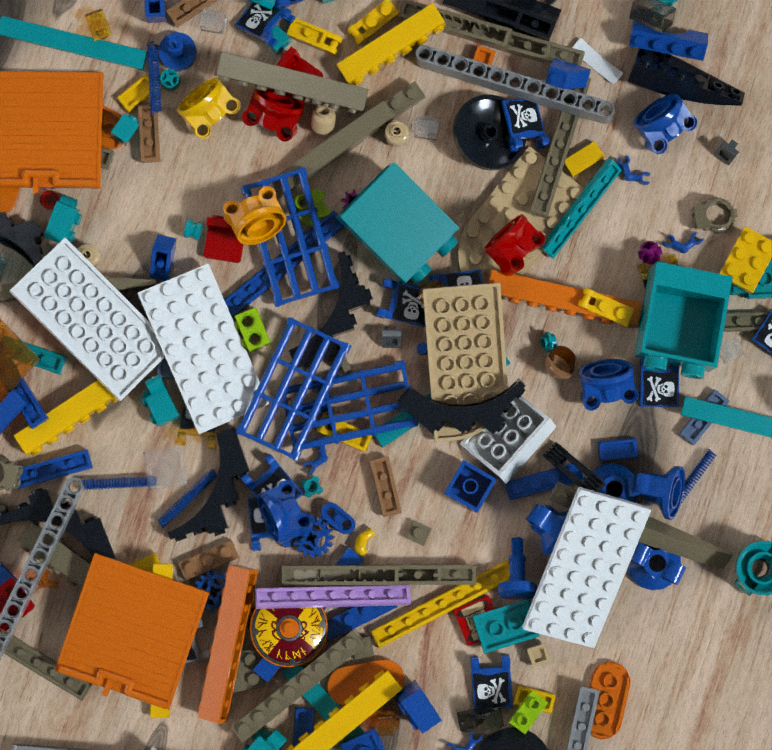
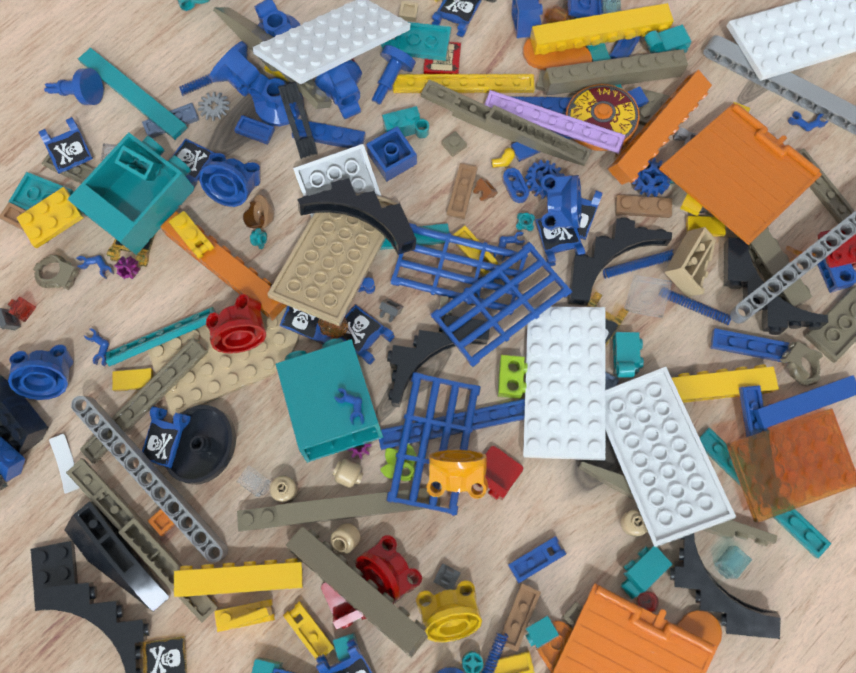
camera: 155 degrees left, 10 degrees down
(88, 728) = (805, 125): none -> blue arm
(141, 521) = (690, 261): none -> tan wedge
(156, 186) = (536, 560): none -> blue plate
(162, 257) = (562, 486): blue slope -> none
(193, 229) = (521, 498): teal wheel -> none
(224, 134) = (446, 577): none -> dark grey tile
(350, 174) = (347, 473): none -> tan head
(364, 500) = (487, 188): none -> dark orange tile
(366, 19) = (247, 618): none -> yellow tile
(367, 225) = (356, 401): none -> blue arm
(476, 526) = (408, 122): none -> teal hinge
(567, 75) = (95, 458): blue slope -> none
(664, 451) = (219, 110): none -> light grey gear
(683, 338) = (141, 166): none -> teal torso
(721, 168) = (21, 308): none -> clear red tile

